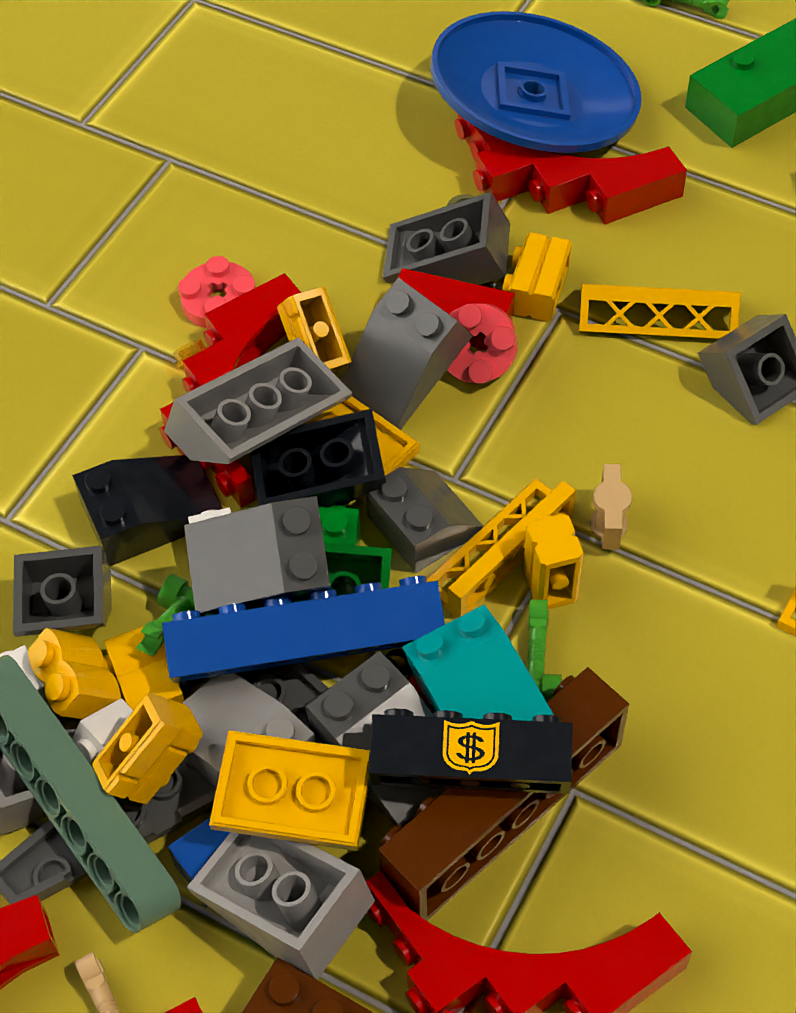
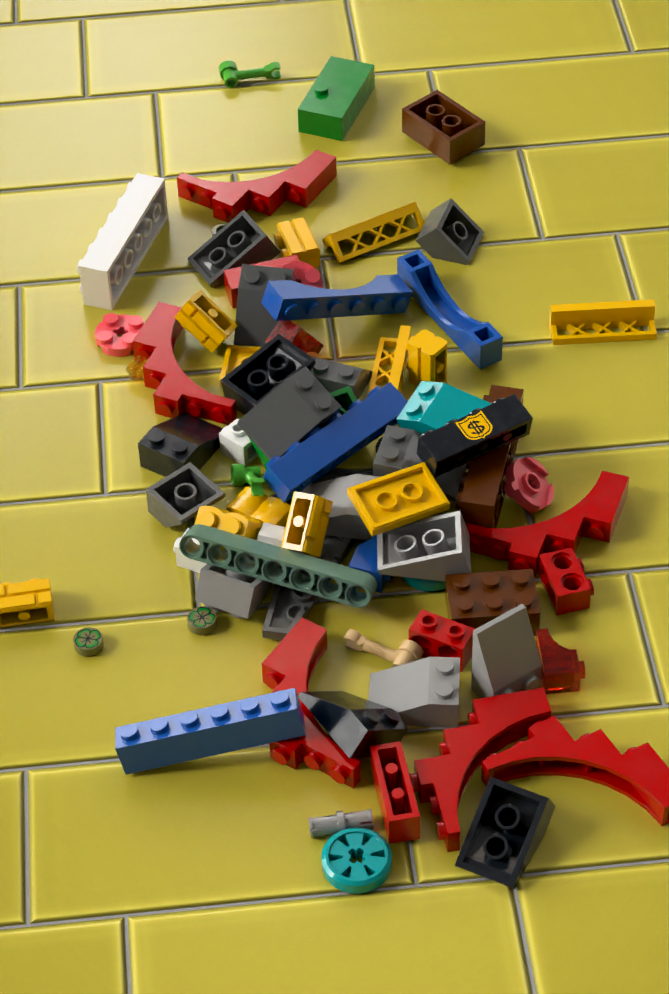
camera: 35 degrees left, 10 degrees down
(253, 404) = (213, 362): light grey slope -> none
(317, 162) = (123, 241): none -> white brick
(407, 424) = (297, 336): none -> clear red arch
(425, 372) = (299, 301): none -> blue arch
(510, 860) = (532, 494): none -> coral plate
(578, 83) = (211, 147): blue dish -> none
(611, 502) = (433, 321): tan piece -> none
(656, 533) = (475, 338): none -> blue arch

